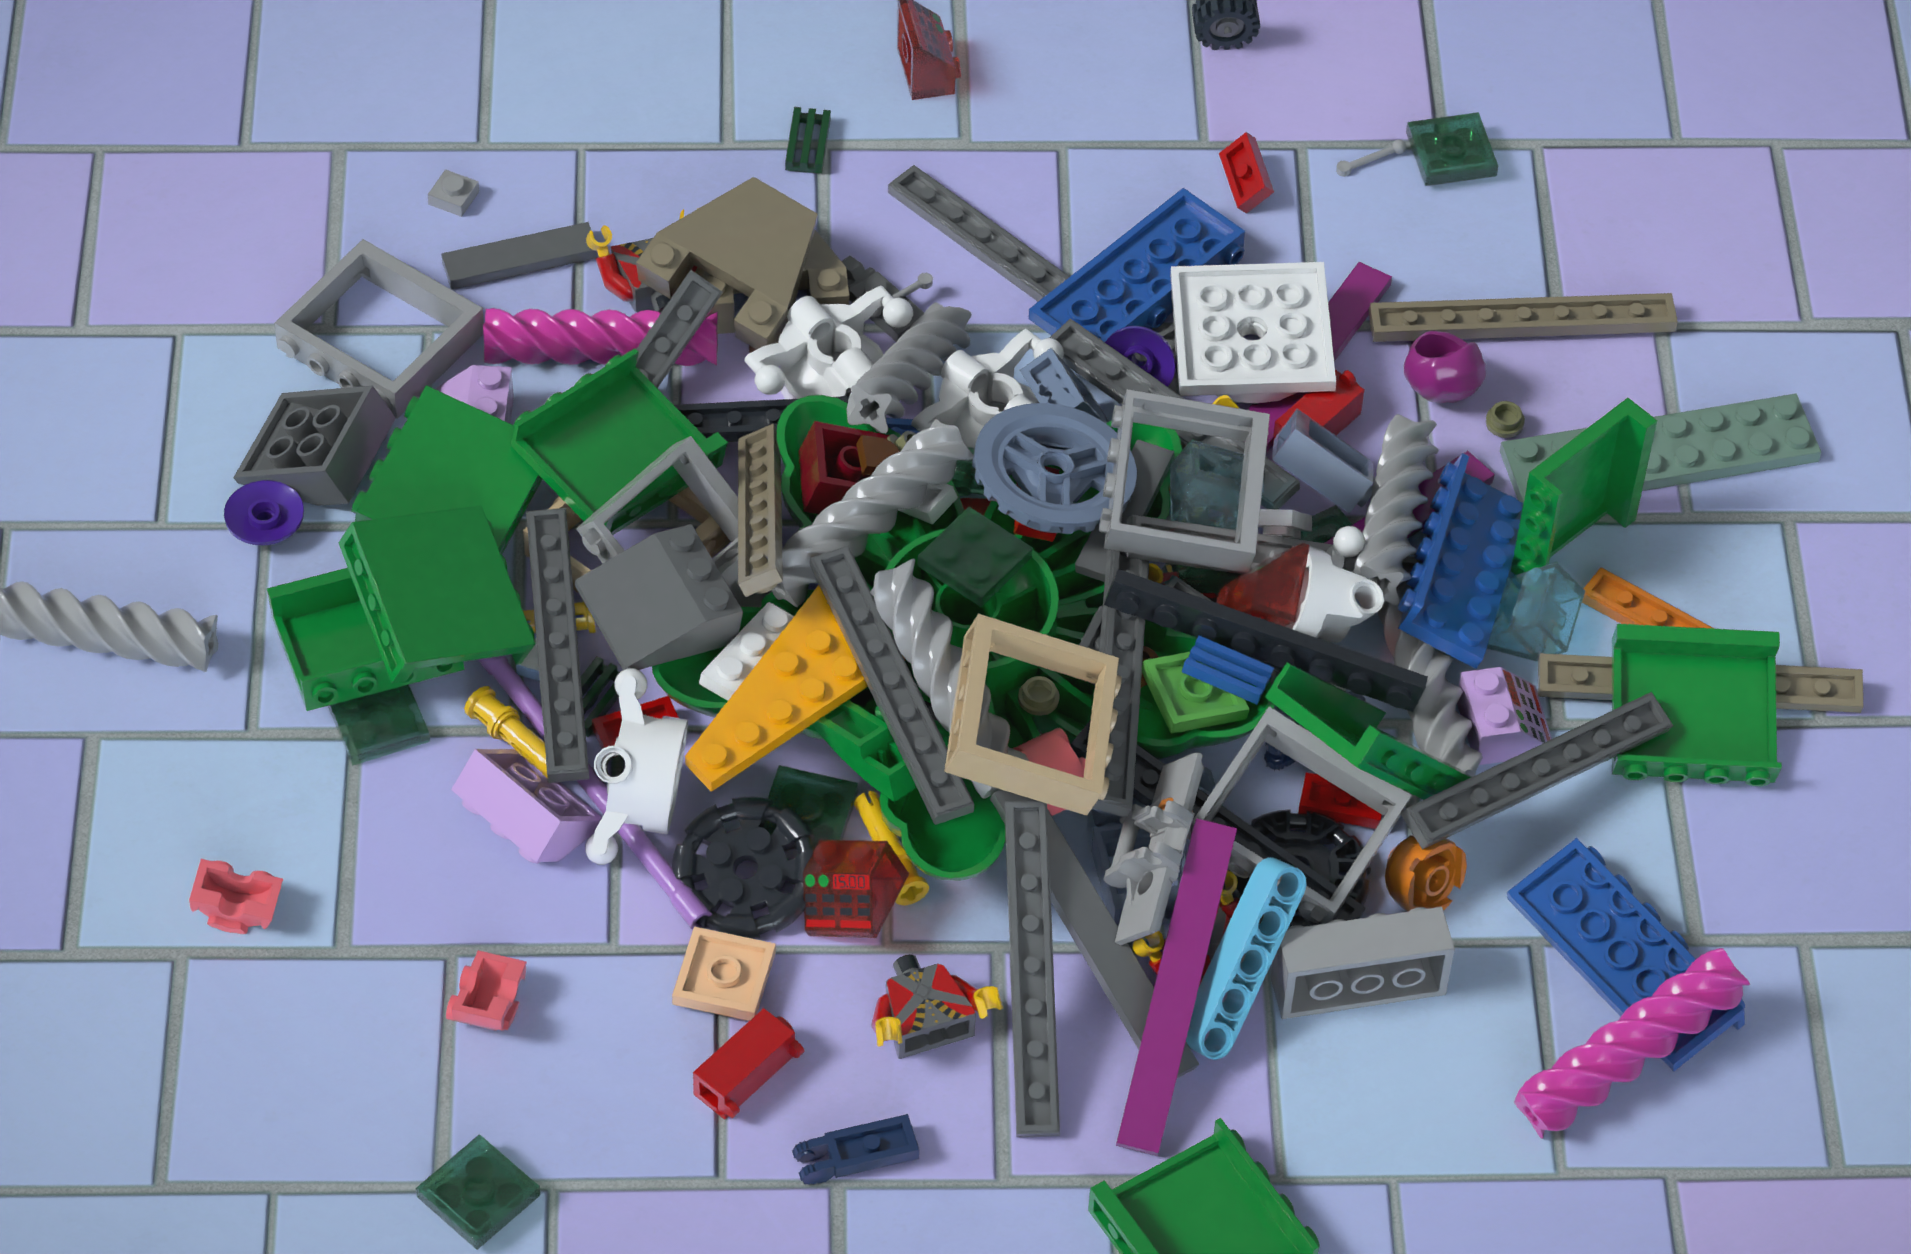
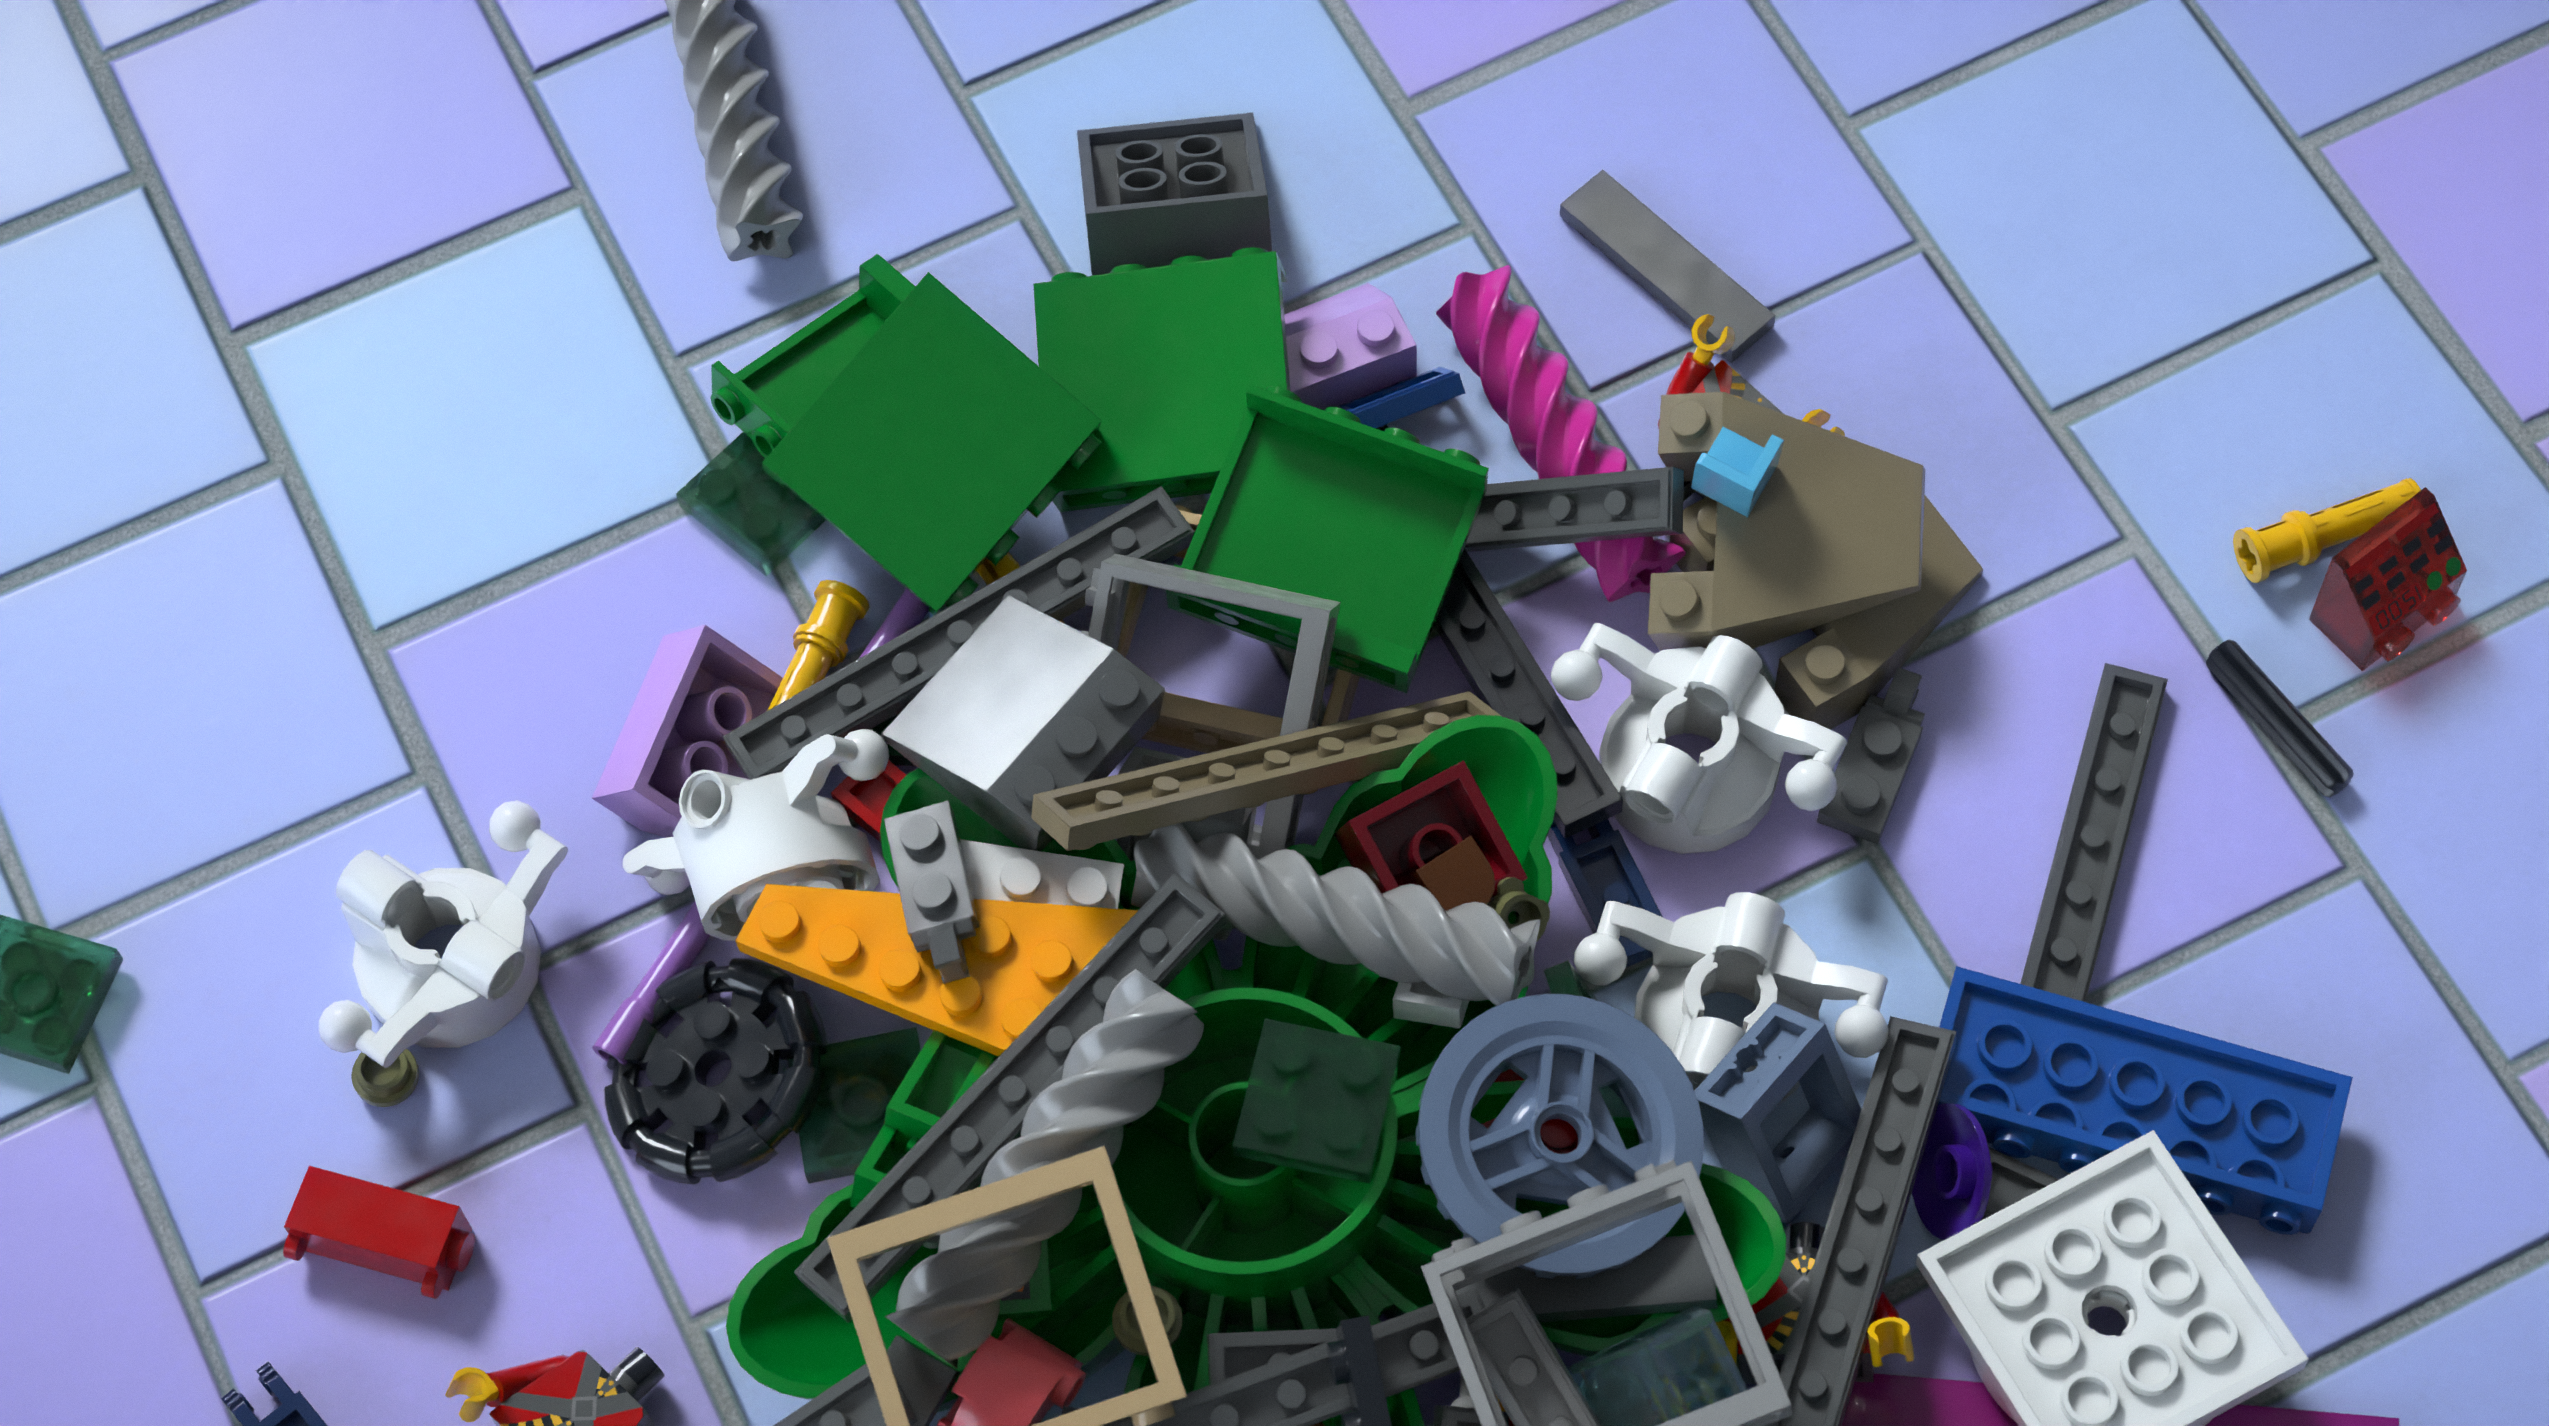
camera: 70 degrees right, 10 degrees up
(232, 899) = (372, 468): coral cylinder -> none
(267, 501) = (1021, 172): dark purple dish -> none
(367, 261) = (1403, 253): light grey window -> none
(453, 193) = (1729, 132): light grey plate -> none
(488, 992) = (321, 844): coral cylinder -> none
(530, 389) = (1406, 397): none -> blue tile
(595, 993) = (485, 967): none -> white piece
(643, 1033) = (384, 1085): none -> olive plate
(714, 244) = (1736, 470): none -> medium azure panel
(724, 974) = (525, 1129): light nougat plate -> none
(744, 672) = (934, 885): none -> hinge
(810, 119) = (2117, 497): dark green tile -> none
(851, 887) = (723, 1221): clear red slope -> none
(869, 74) = (2303, 535): none -> yellow pin
(907, 366) = (1699, 844): light grey piece -> none
(924, 281) = (1938, 798): light grey hinge -> none
(963, 133) = (2279, 718): none -> black axle
(1246, 172) = (2469, 1160): red plate -> none

